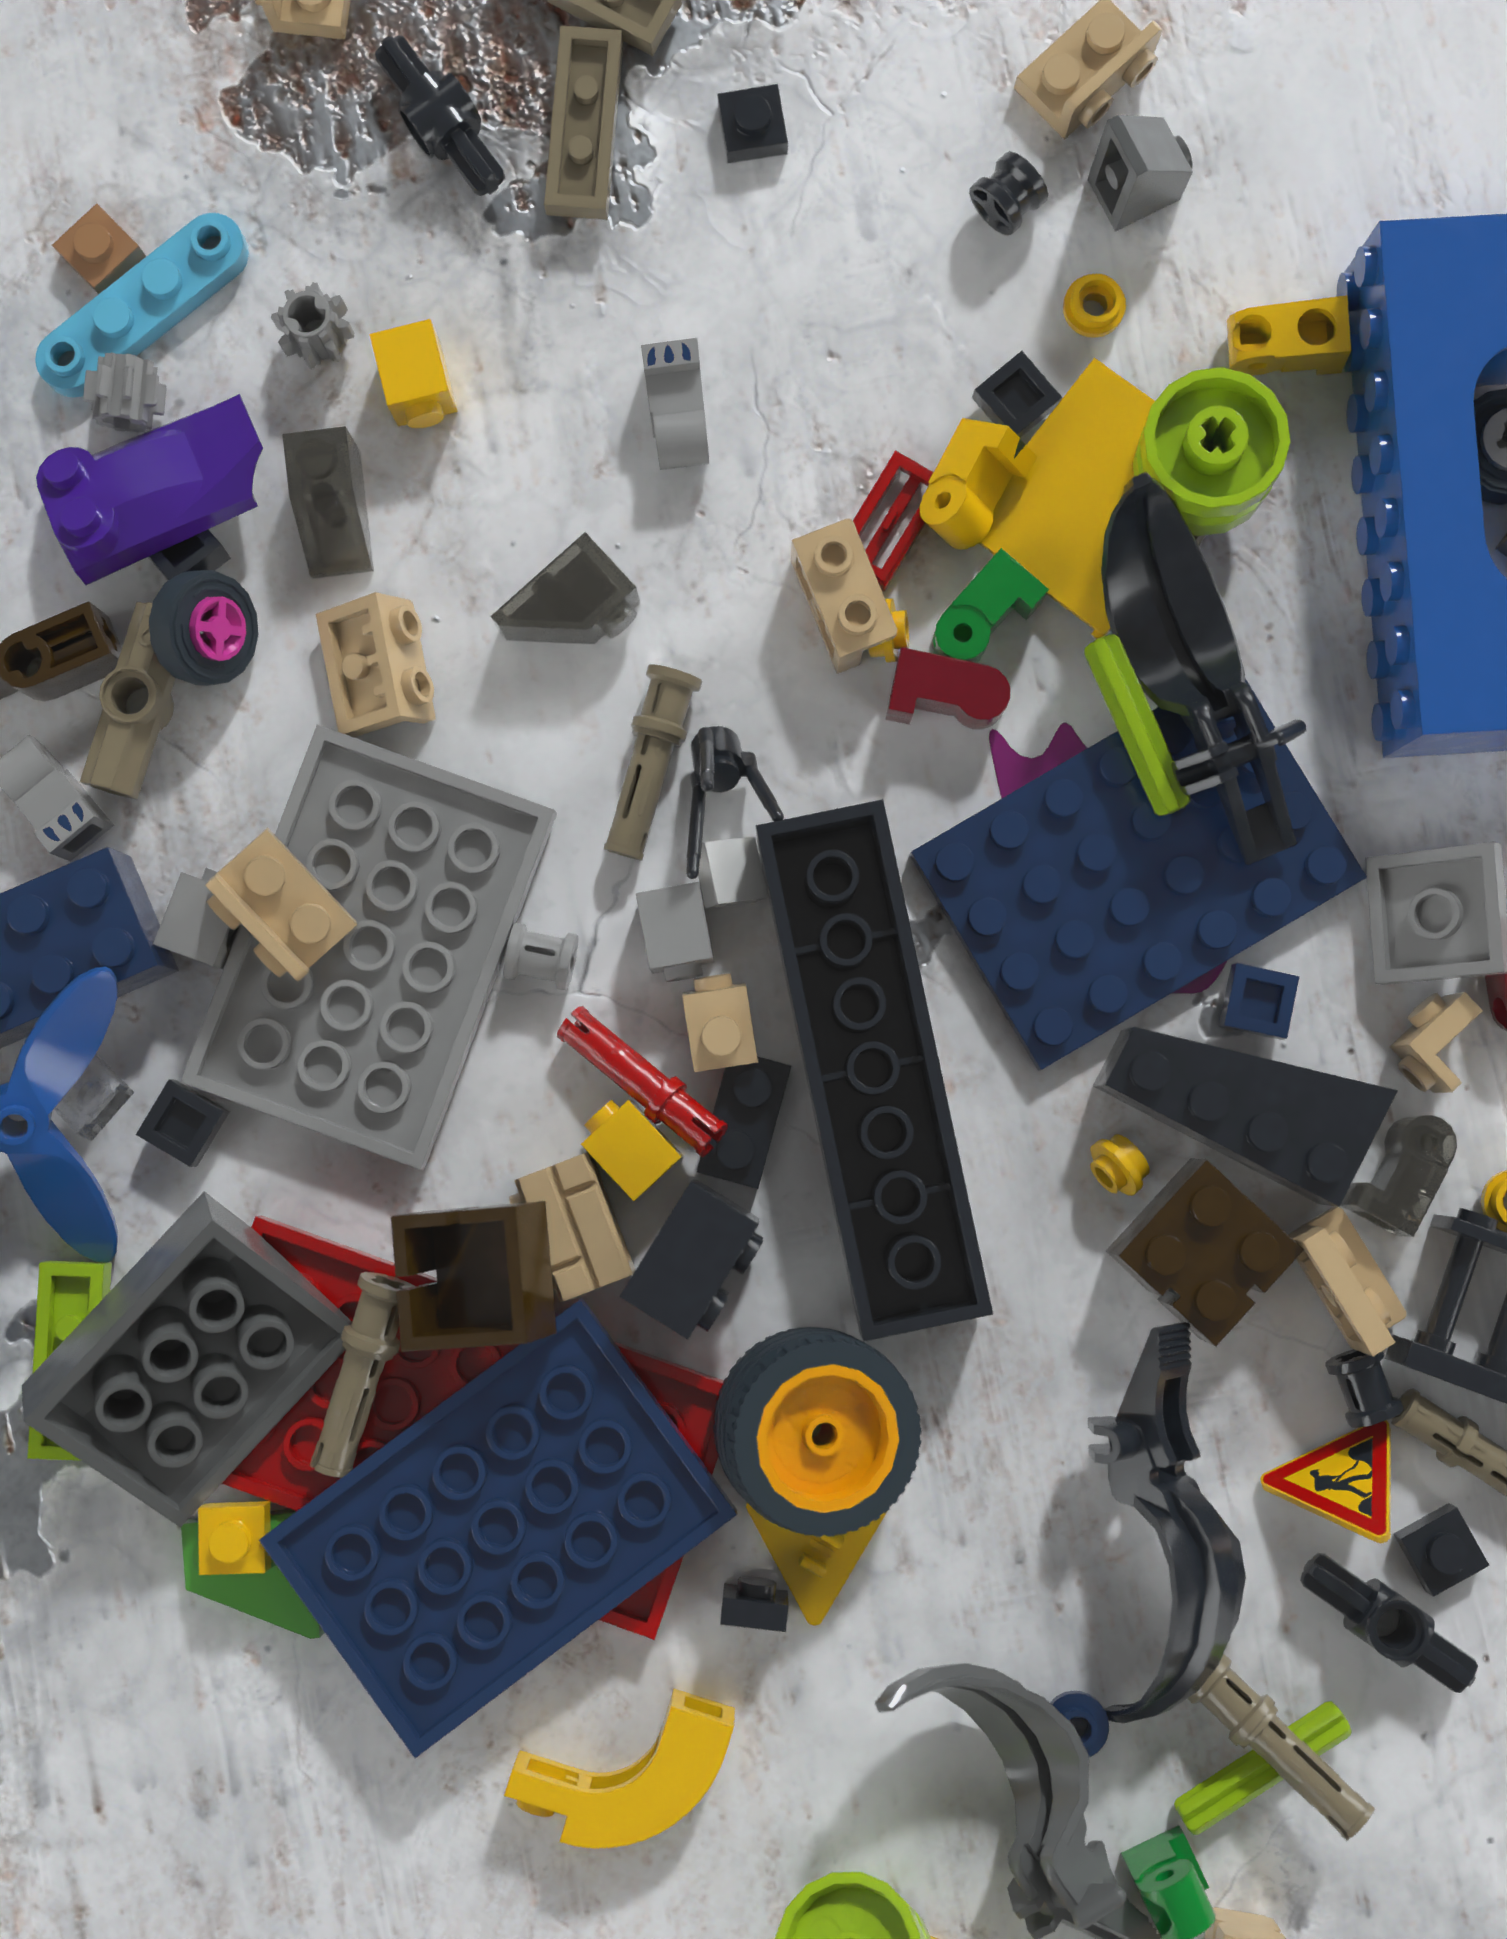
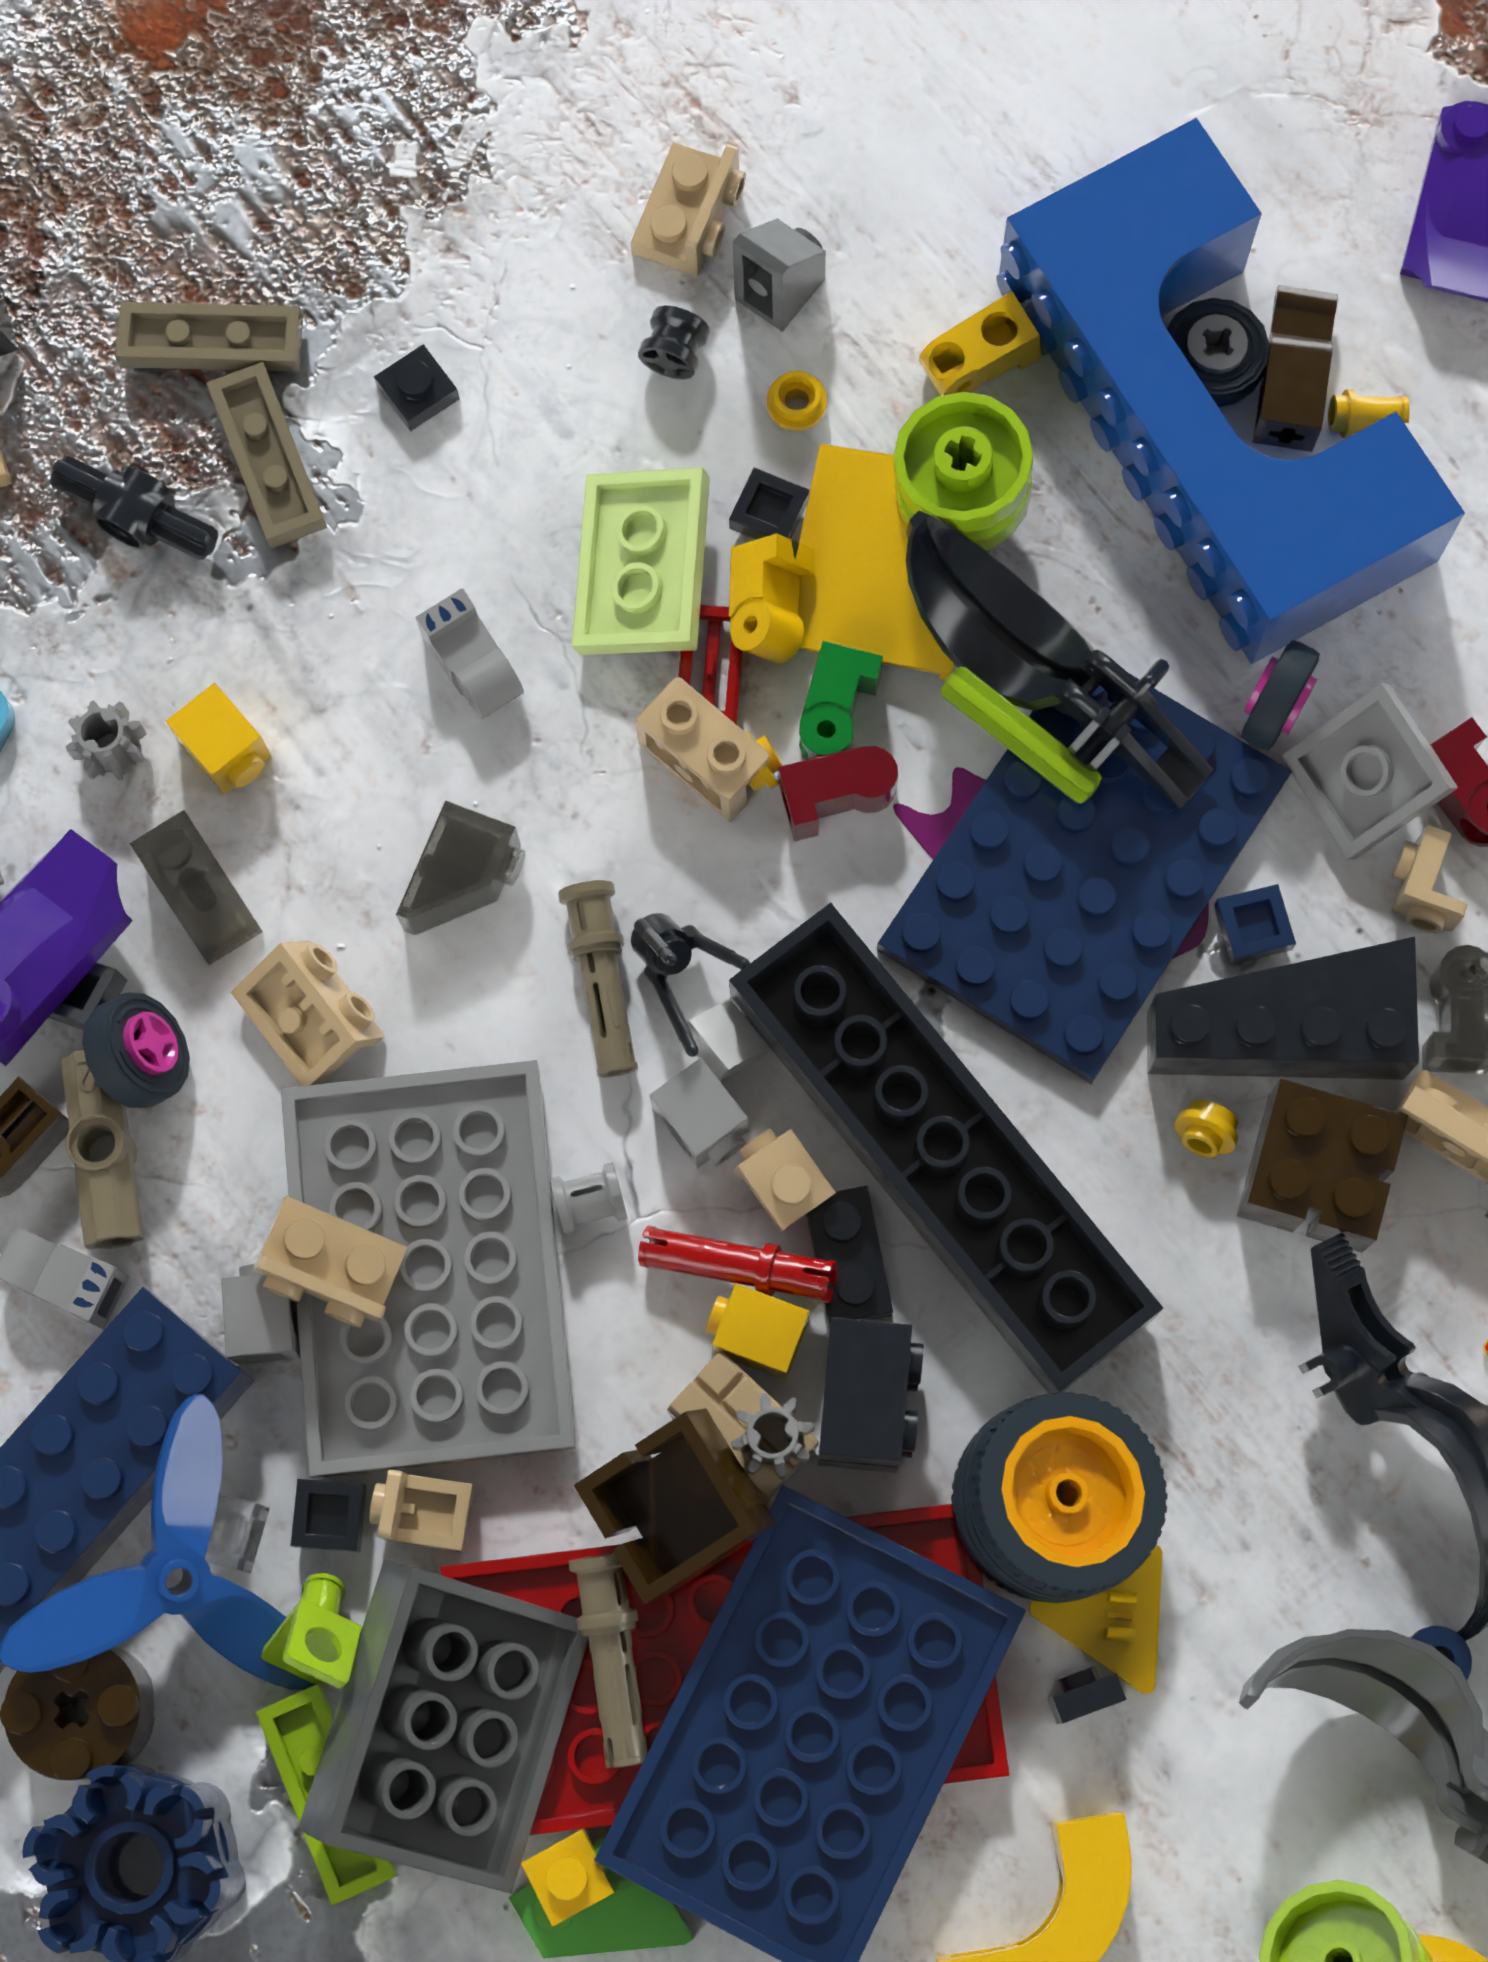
camera: 25 degrees left, 10 degrees down
(115, 1228) = (314, 1637): none -> lime bracket
(263, 1160) = (422, 1511): none -> tan bracket
(572, 1249) = (752, 1440): none -> light grey gear
(874, 390) = (641, 561): none -> yellowish green plate
(1394, 804) = (1280, 695): none -> black wheel

